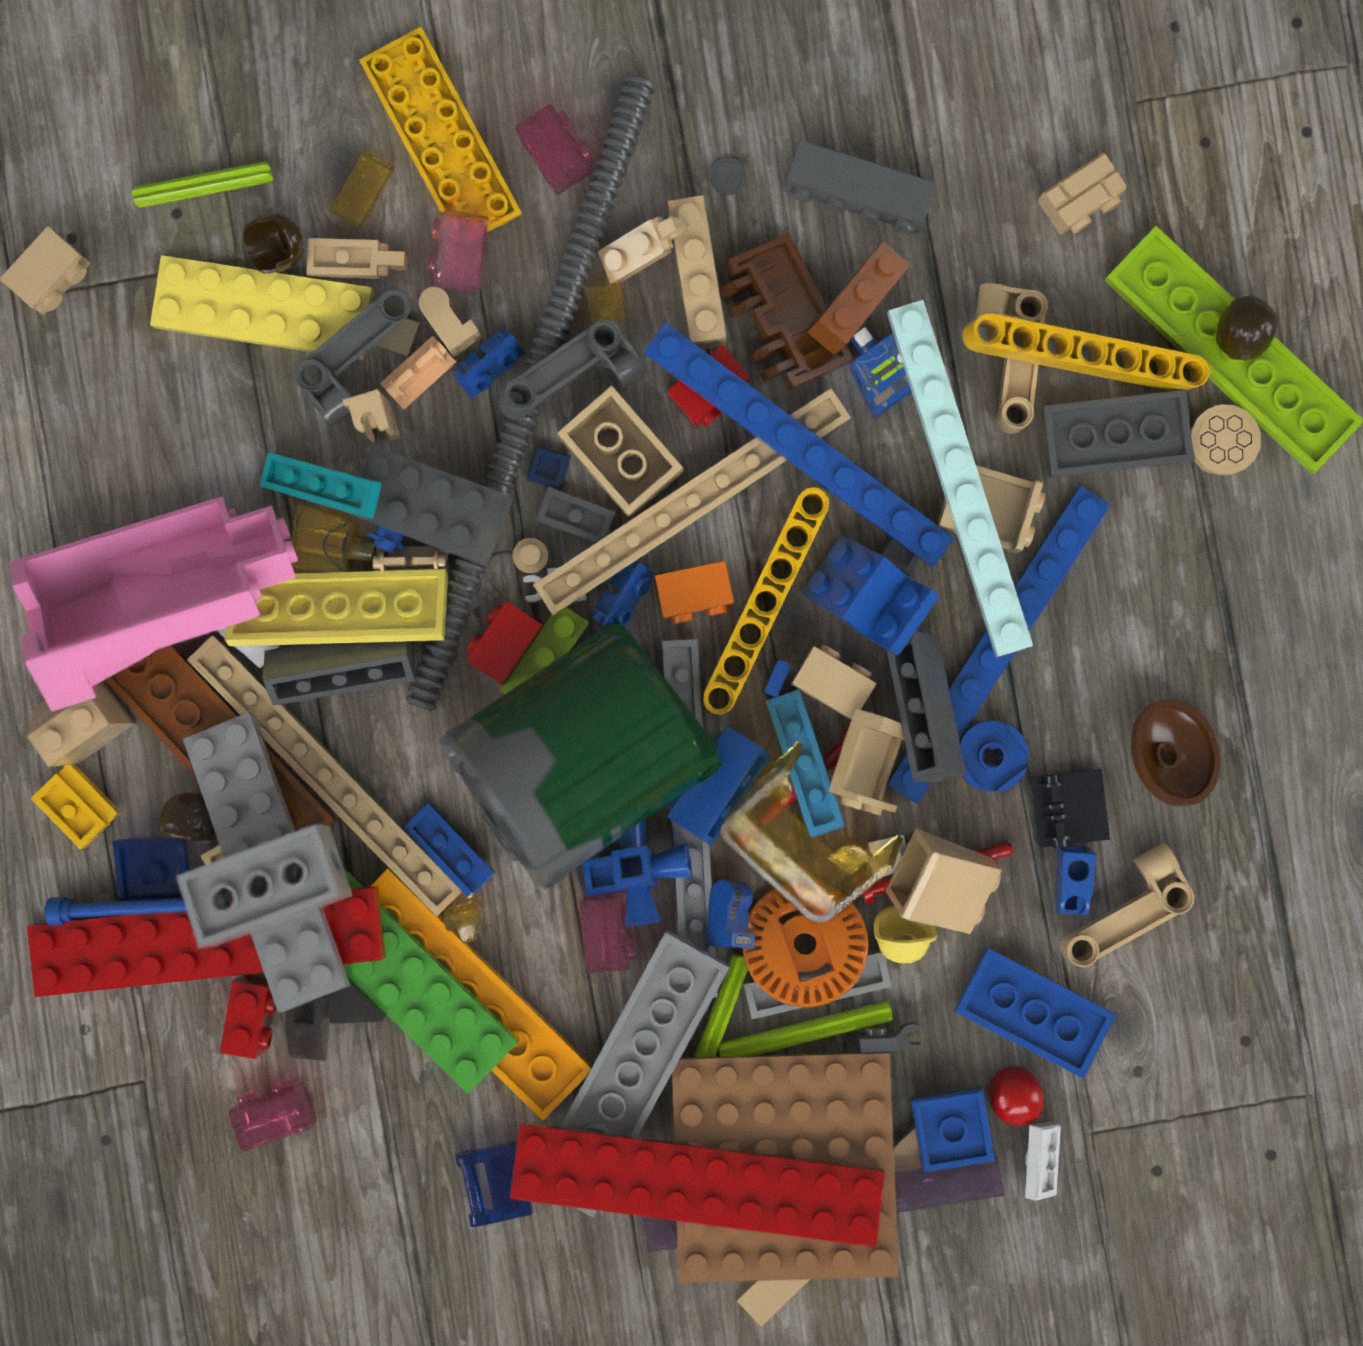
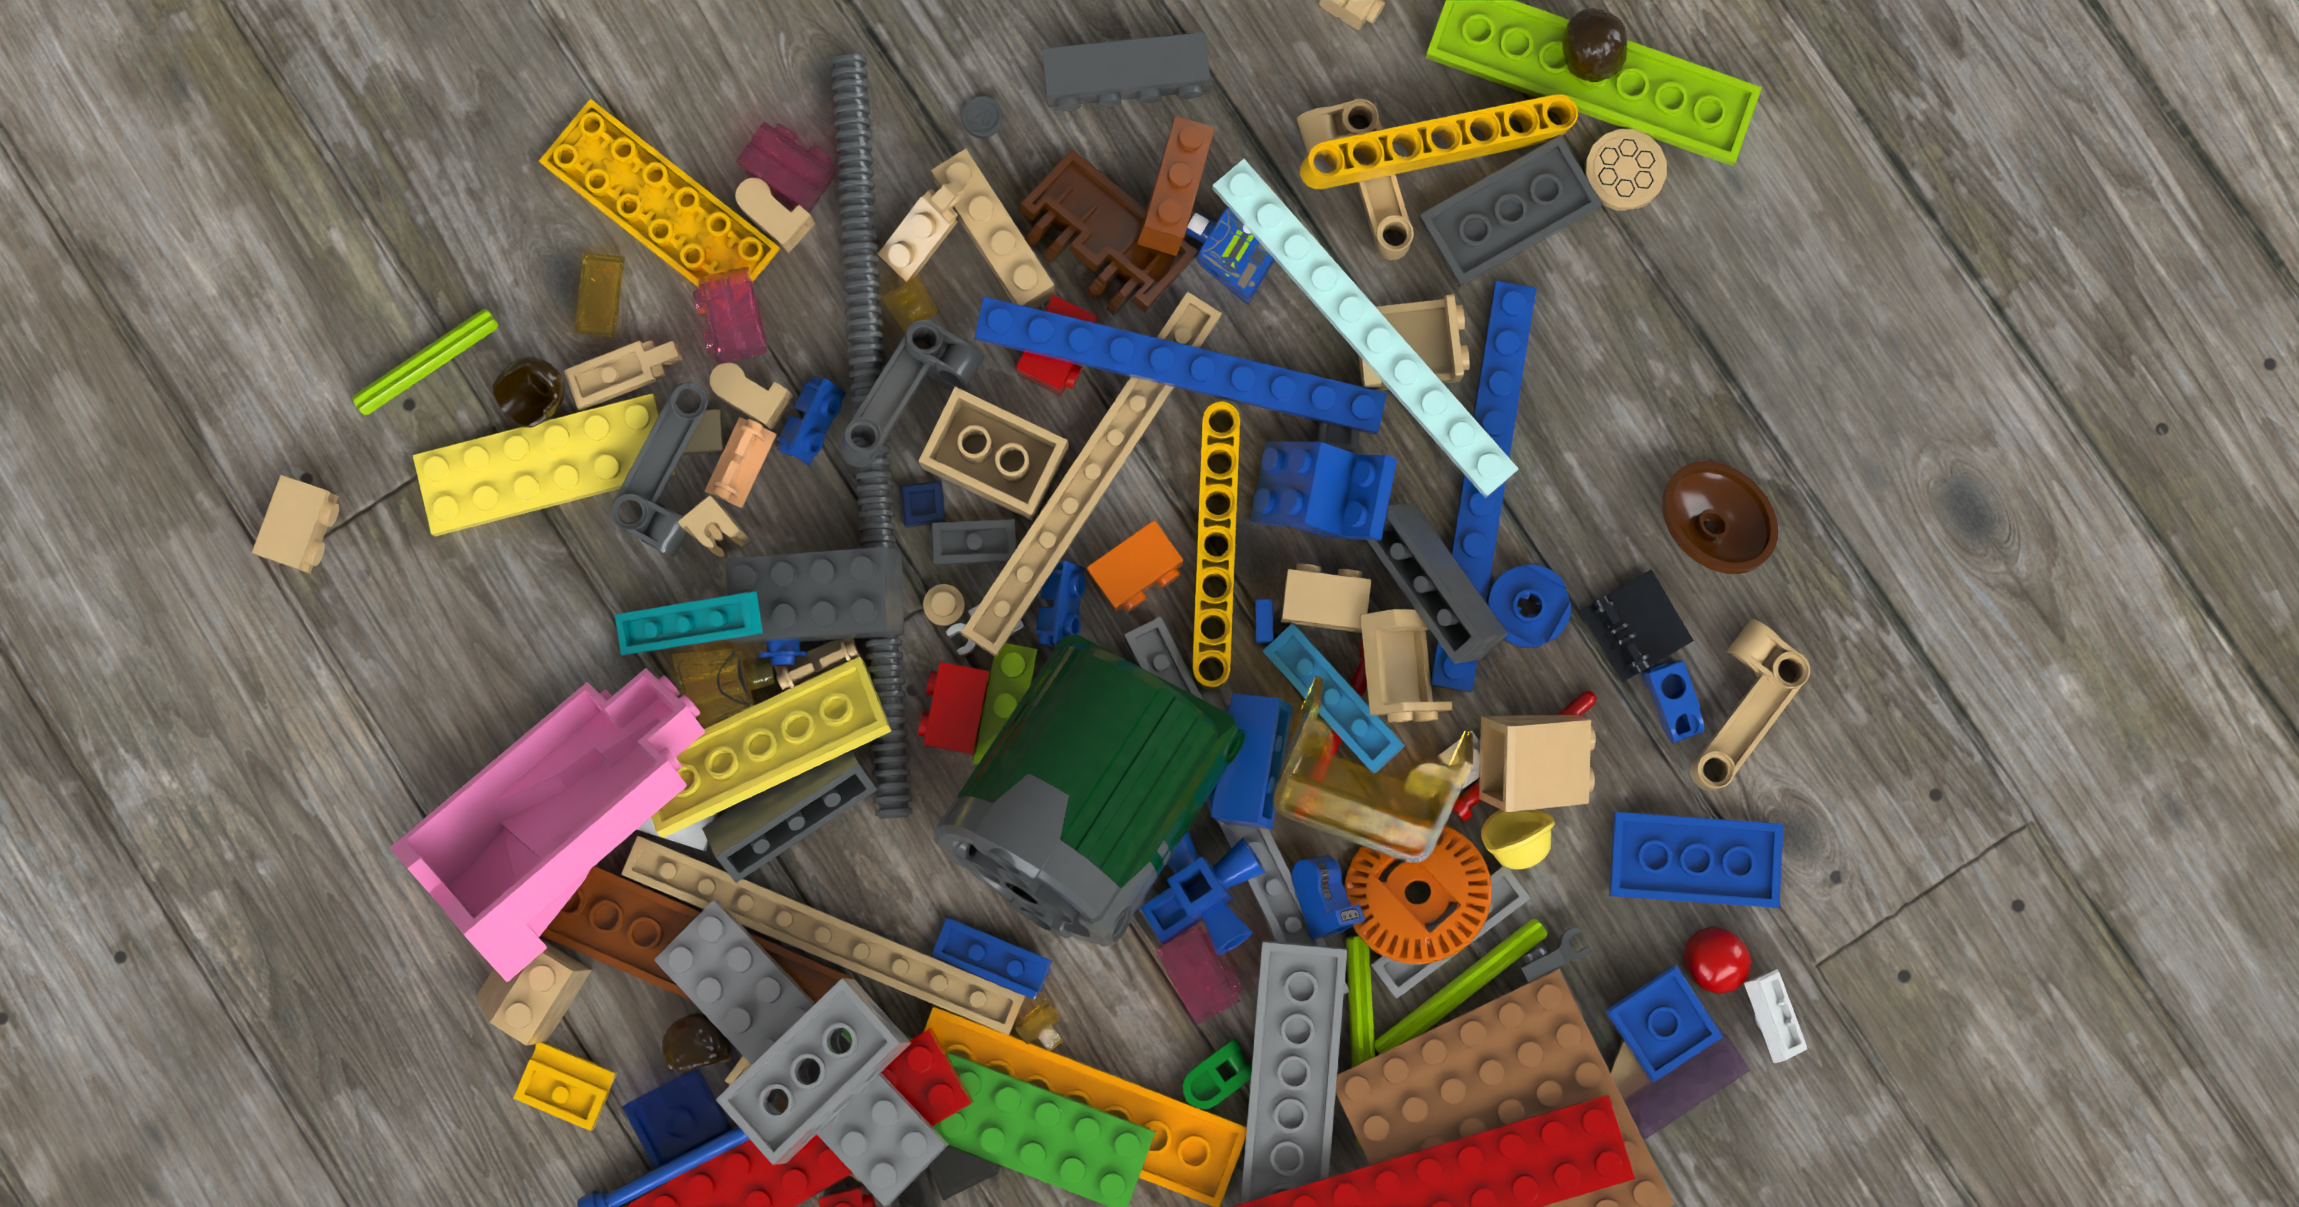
camera: 25 degrees left, 5 degrees down
(521, 175) = (771, 216): none -> tan leg
(573, 1020) = (1204, 1085): none -> green plate

